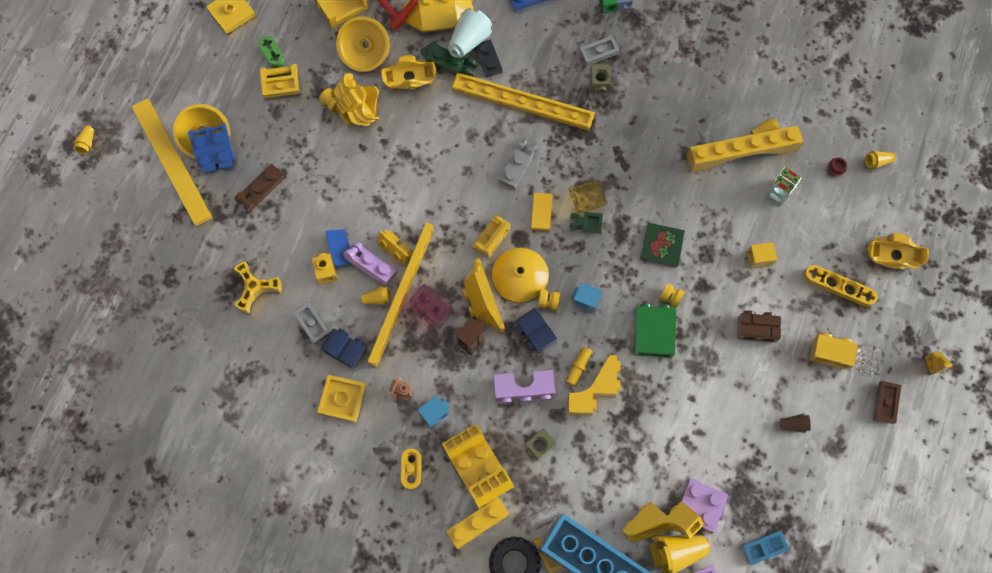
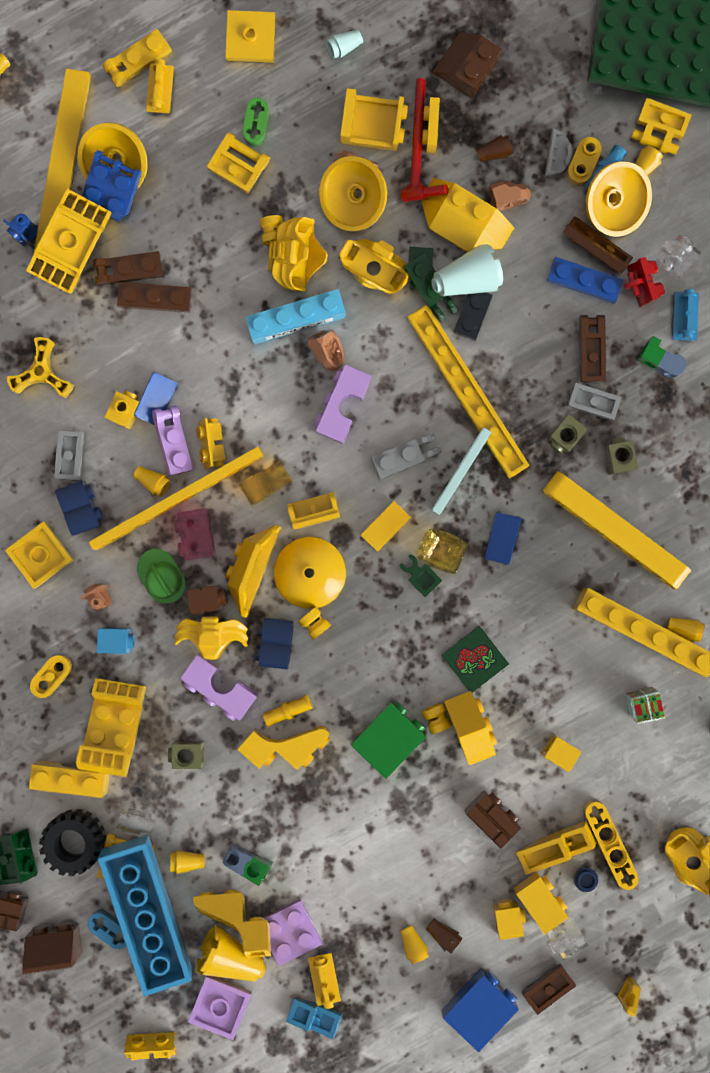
camera: 45 degrees right, 15 degrees up
(171, 70) = (137, 58): none -> yellow plate
(176, 211) = (22, 229): none -> blue hinge
(197, 75) = (159, 87): none -> yellow hinge
(211, 197) = (68, 241): none -> yellow plate
(290, 192) = (154, 297): none -> reddish brown plate
(386, 135) = (296, 317): none -> medium azure brick
(420, 139) = (327, 349): none -> nougat rock
(430, 351) = (161, 576): none -> bright green piece
(448, 244) = (265, 483): none -> clear yellow plate
(460, 177) = (349, 384): none -> lavender arch
(492, 355) = (210, 635): none -> yellow piece
(559, 147) = (461, 471): none -> light aqua tile
(573, 24) = (592, 349): none -> reddish brown plate
(586, 297) = (352, 650): dark azure brick -> none
(594, 517) = (185, 861): none -> yellow cone
(616, 164) = (502, 538): none -> blue slope
(637, 482) = (247, 864): none -> leg
(641, 74) = (630, 461): none -> olive brick
(676, 107) = (616, 530): none -> yellow beam
(697, 281) = (471, 728): none -> yellow brick
(750, 517) = (324, 980): none -> yellow hinge
(784, 446) = (413, 945): none -> yellow cone
(811, 313) = (557, 847): none -> yellow slope
(824, 379) = (509, 919): none -> yellow brick
(845, 318) = (585, 879): none -> dark blue plate
(860, 450) = (480, 1009): none -> blue brick

